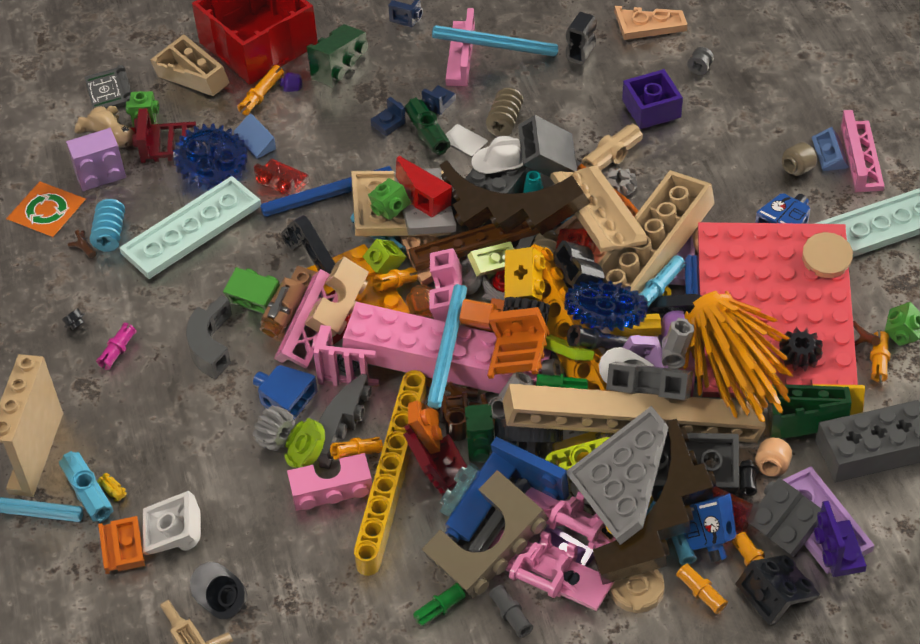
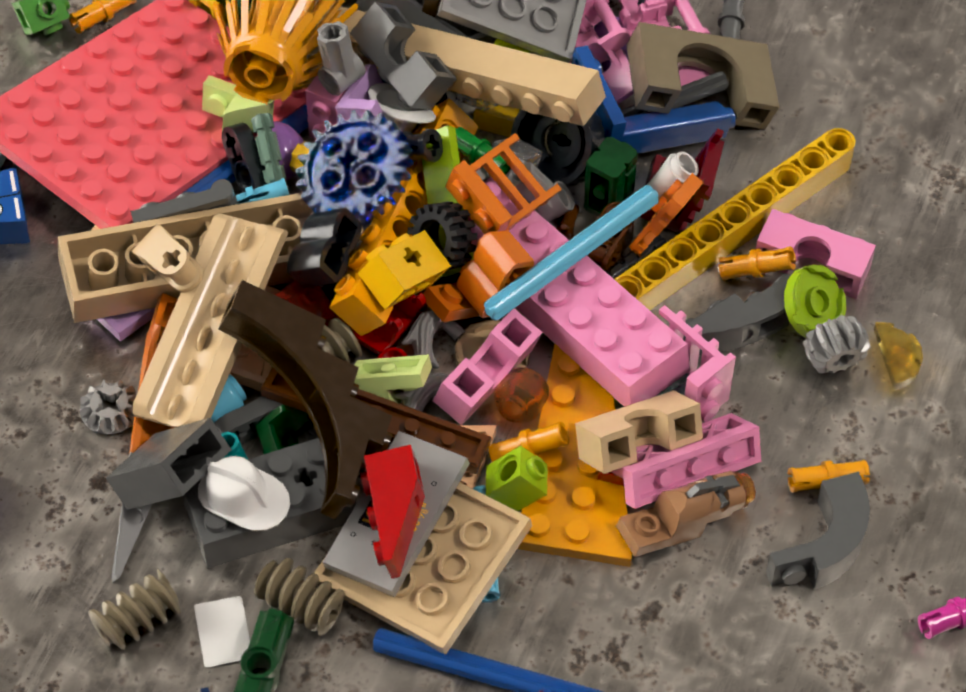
camera: 145 degrees left, 5 degrees up
(230, 369) = (811, 477): none -> light orange pin
(238, 459) = (900, 354): none -> clear yellow plate
(250, 289) = (724, 555): bright green brick -> none
(286, 389) = (783, 394): blue torso -> none
(303, 233) = (605, 566): black beam -> none
(389, 199) = (444, 514): bright green brick -> none
(436, 157) = (299, 596): none -> dark tan piece
(439, 444) = (675, 167): none -> white cone
(439, 604) = (801, 70): green axle -> none
(464, 480) = (689, 118): clear light blue plate -> none
(613, 148) = (66, 451): tan piece -> none
(641, 200) = (169, 259): none -> tan piece
(671, 305) = (268, 147): none -> sand green axle
(675, 247) = (218, 196): none -> dark grey plate
(801, 349) = (188, 33): black gear -> none
(827, 254) = (36, 91): tan tile -> none
(865, 336) = (91, 27): reddish brown bar -> none

